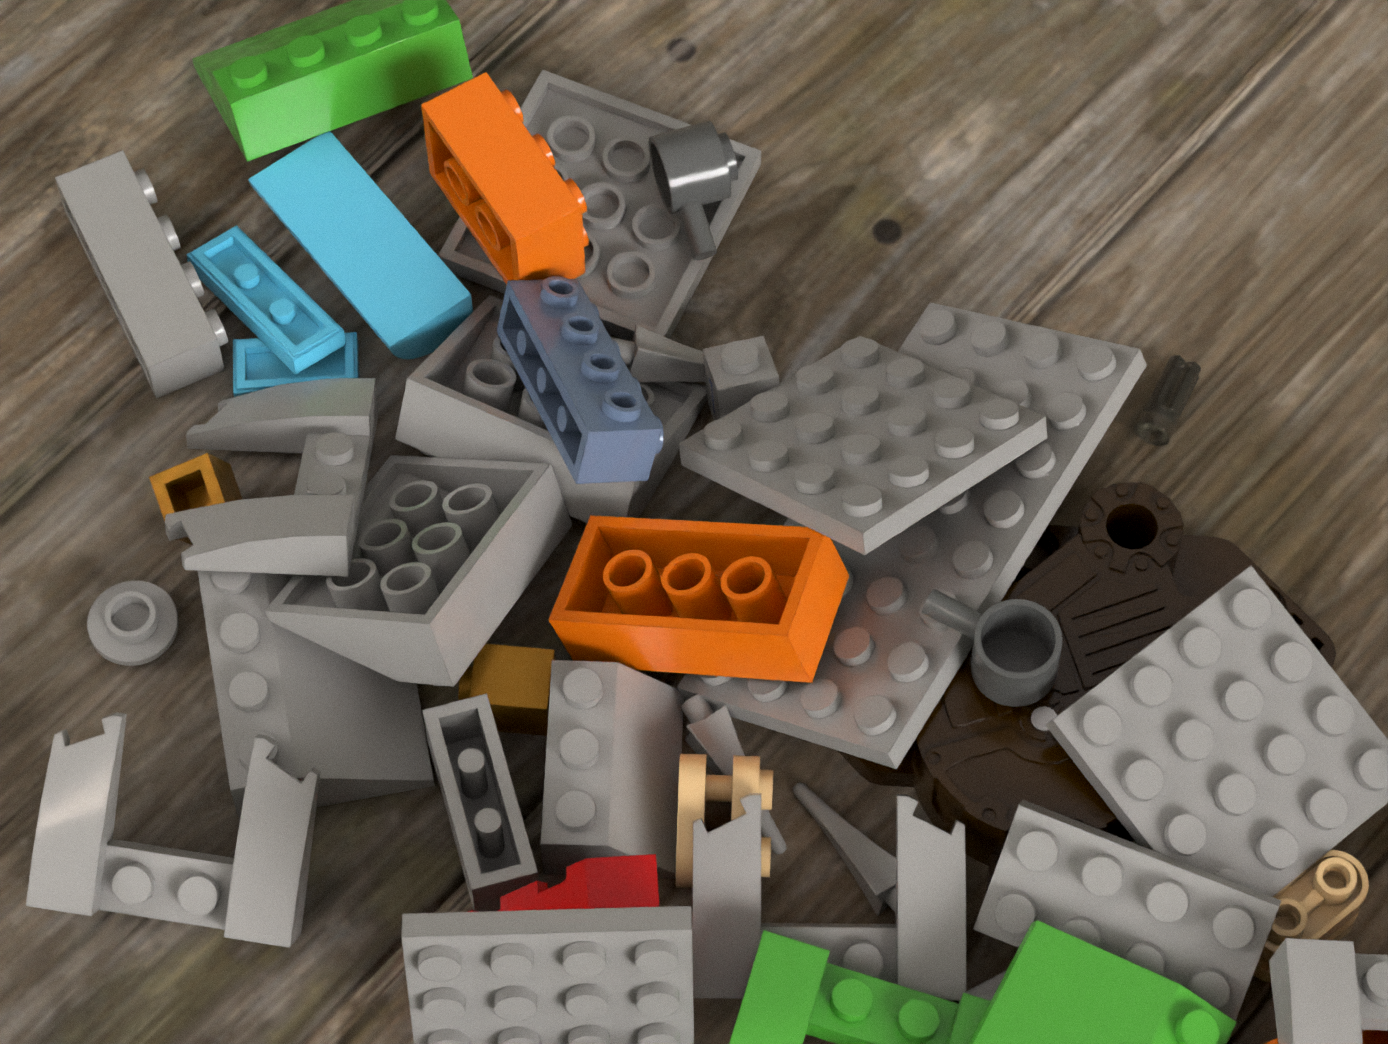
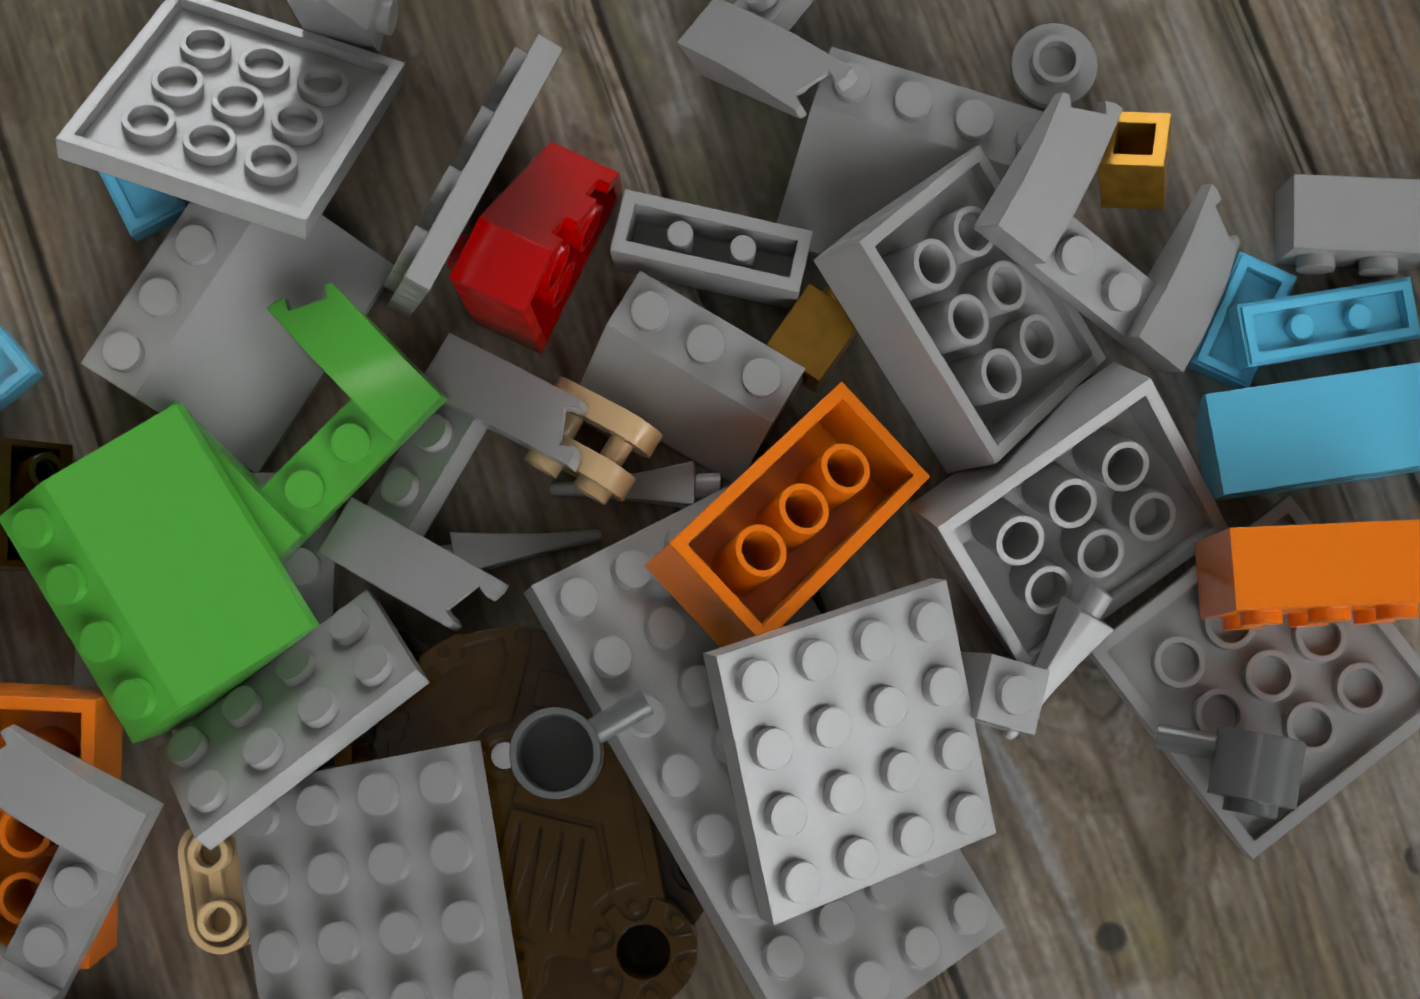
camera: 120 degrees right, 20 degrees up
(579, 381) = (1067, 532): sand blue brick -> none

